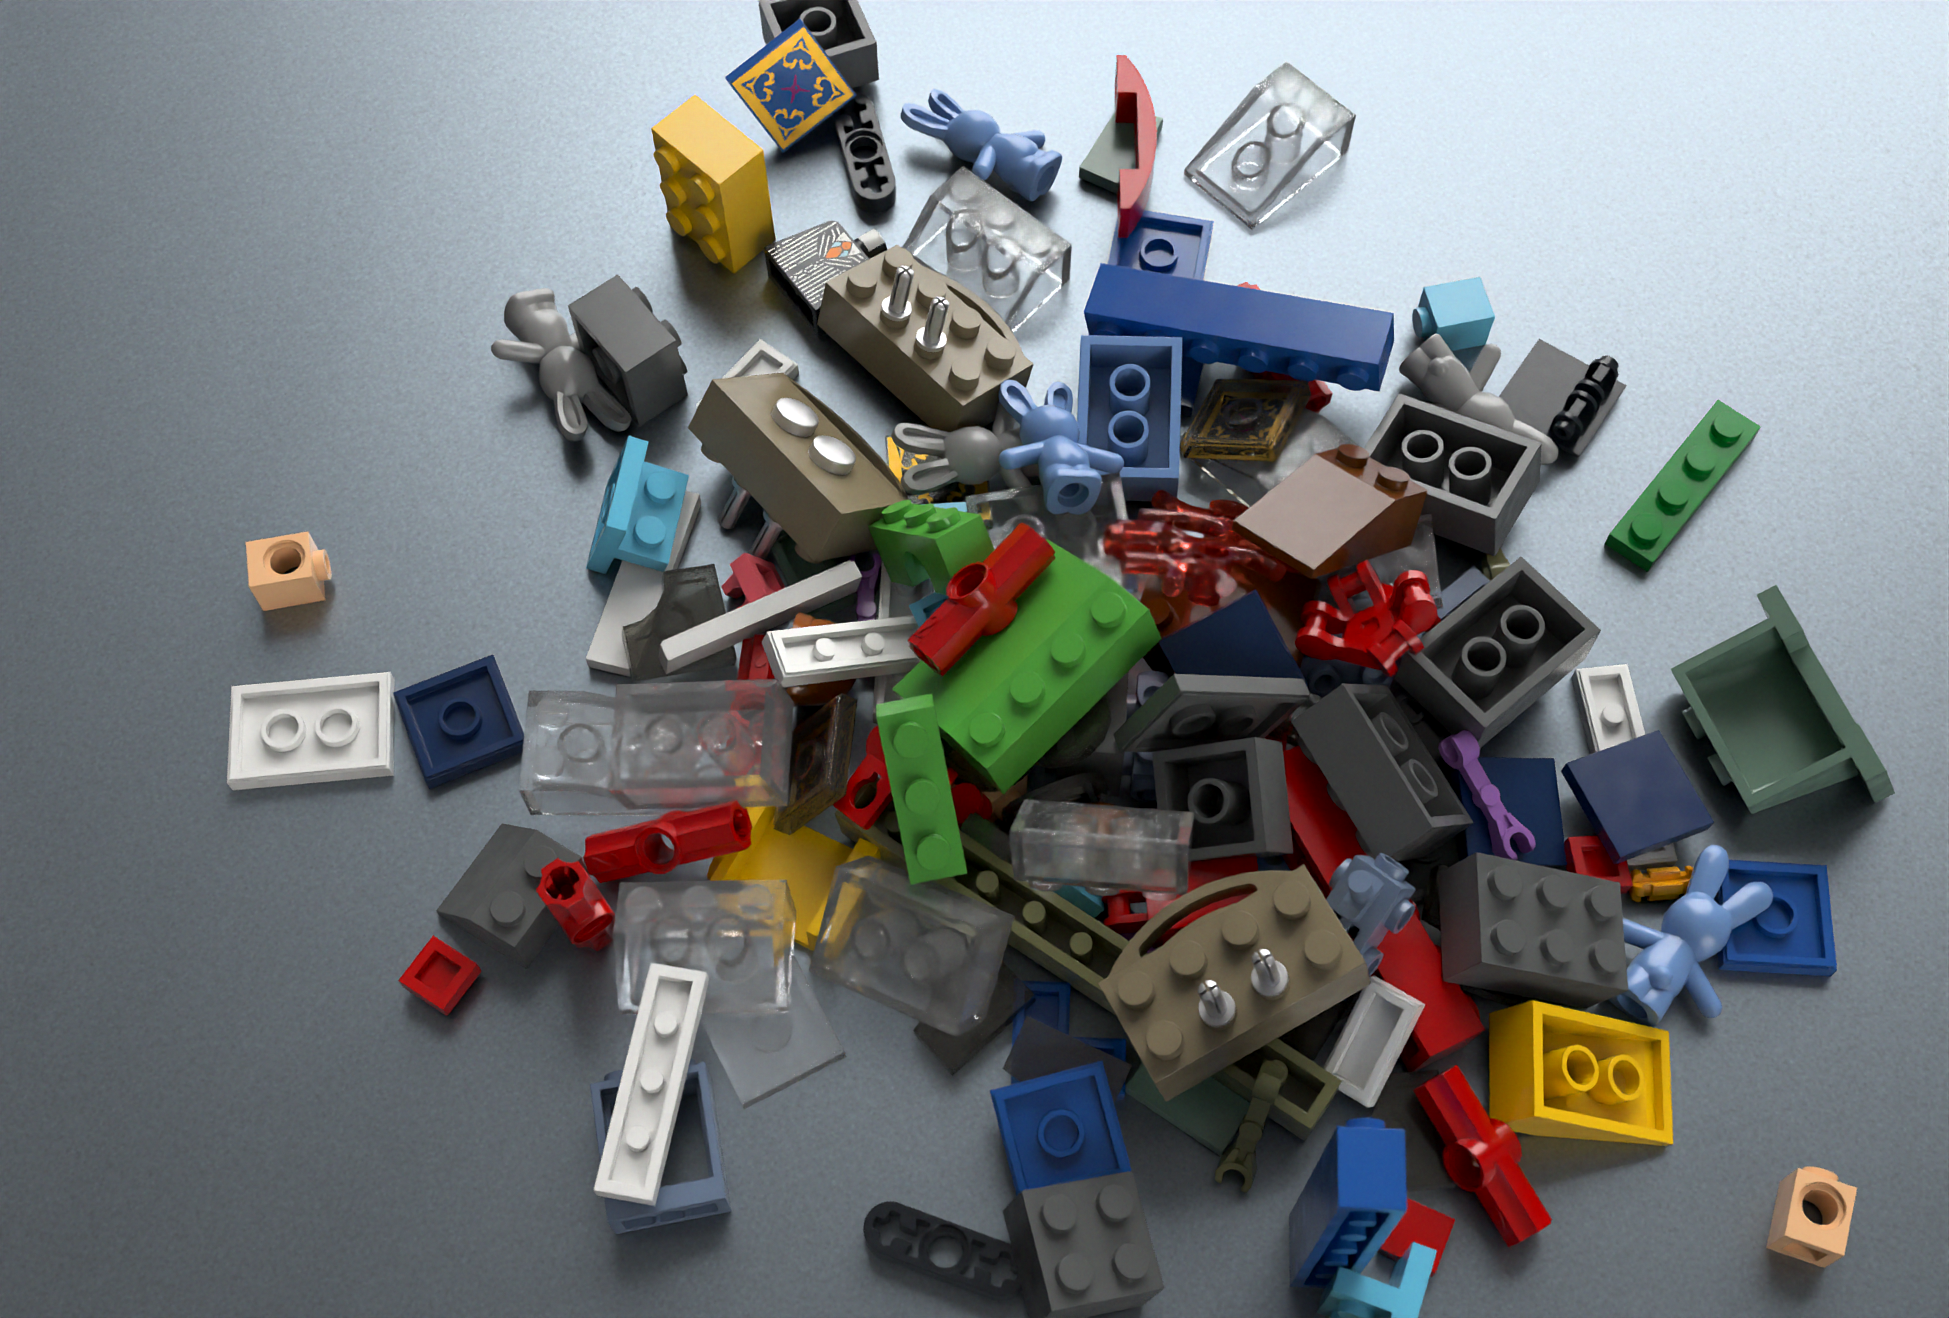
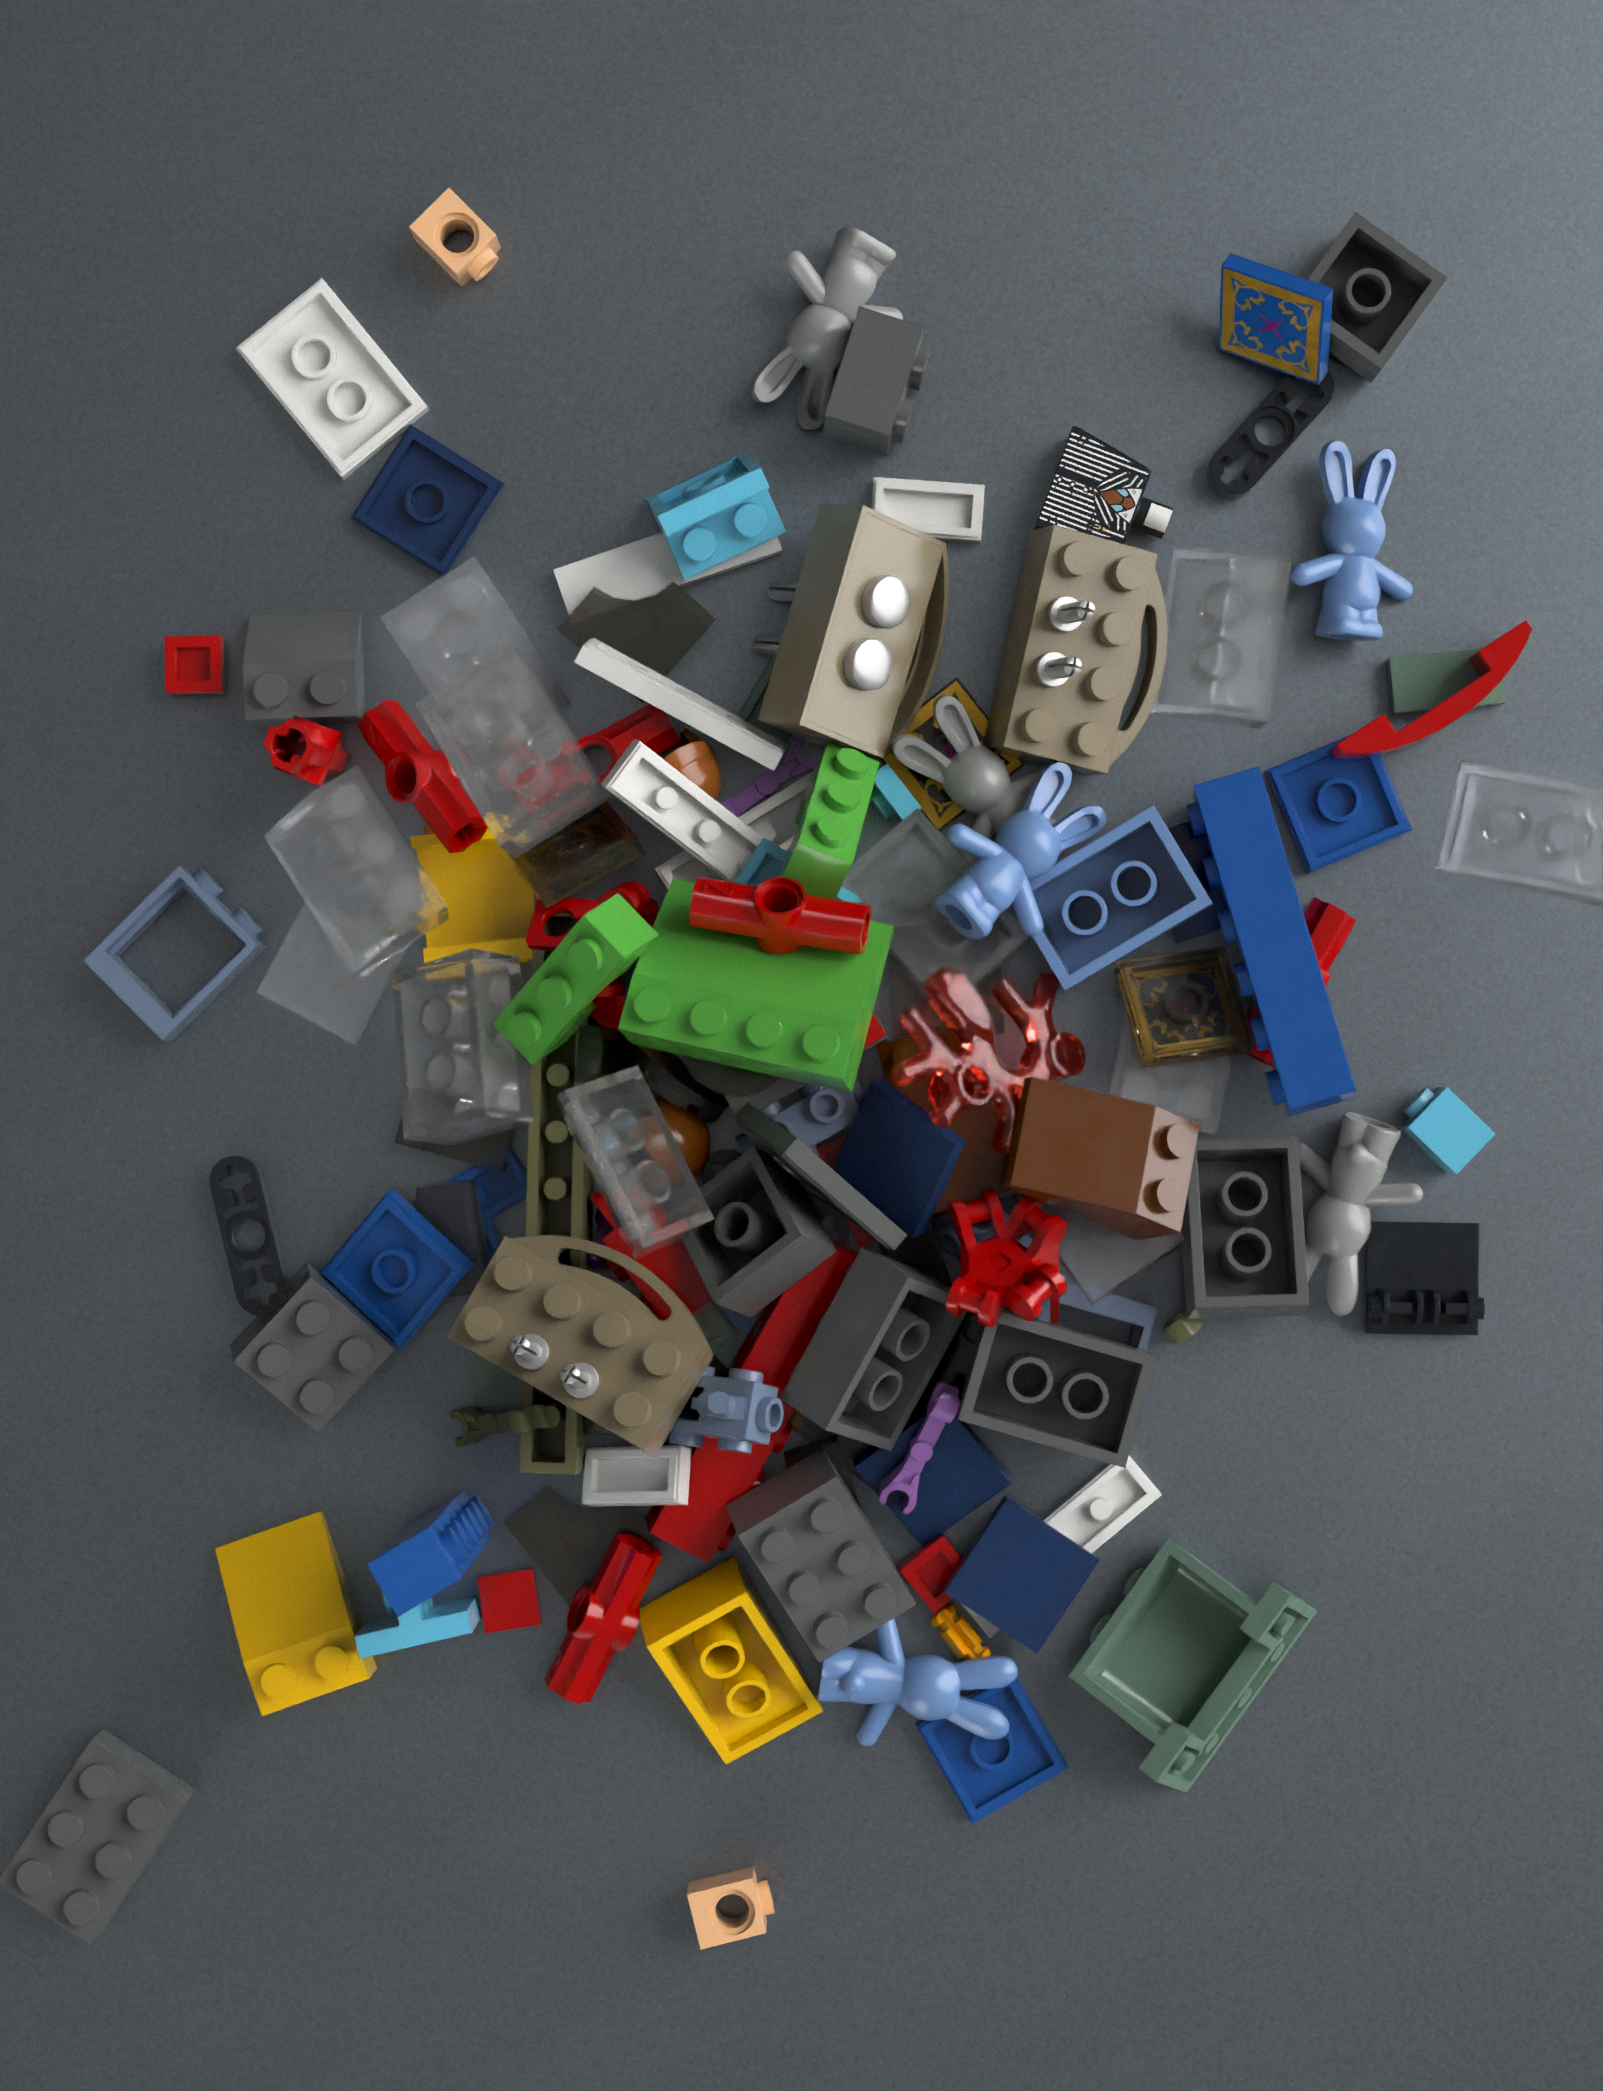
camera: 55 degrees right, 25 degrees up
(651, 1085) = (206, 920): white plate -> none
(714, 184) = (1096, 332): yellow brick -> none
(753, 578) = (724, 672): coral tile -> none
(1682, 485) = (1399, 1445): green plate -> none

